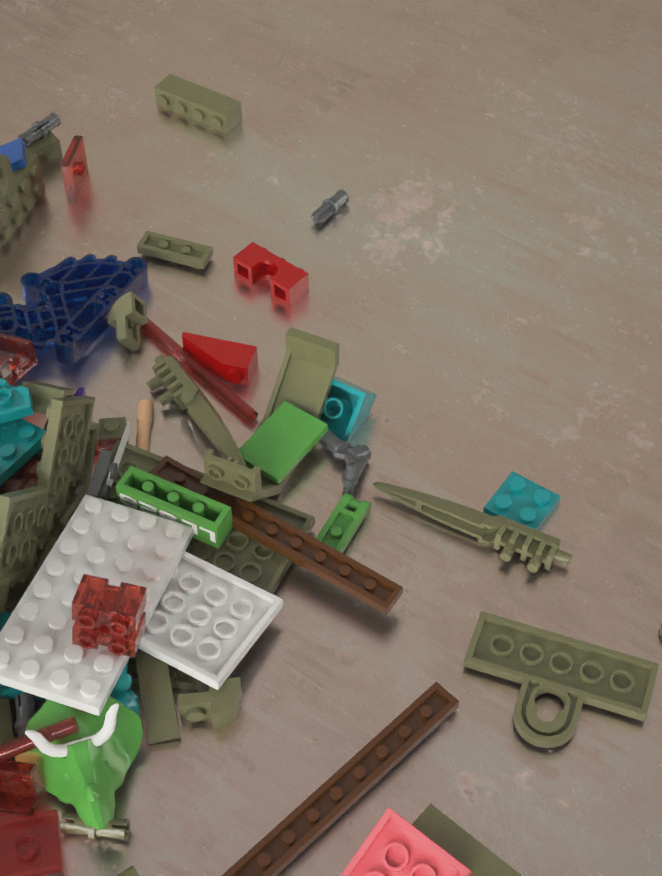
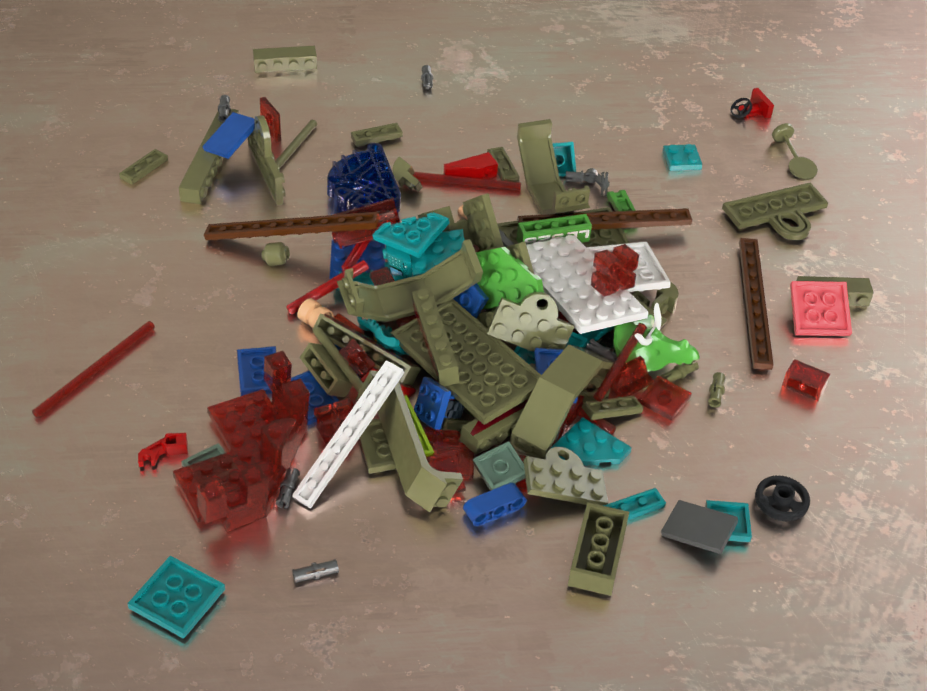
camera: 45 degrees left, 5 degrees down
(75, 214) = (296, 143): none -> olive piece
(188, 395) = (473, 189): olive piece -> none
(264, 381) = (505, 167): none -> olive tile
(282, 441) = (551, 179): bright green tile -> none
(286, 280) = (452, 117): red arch -> none
(487, 528) = (682, 173): olive piece -> none

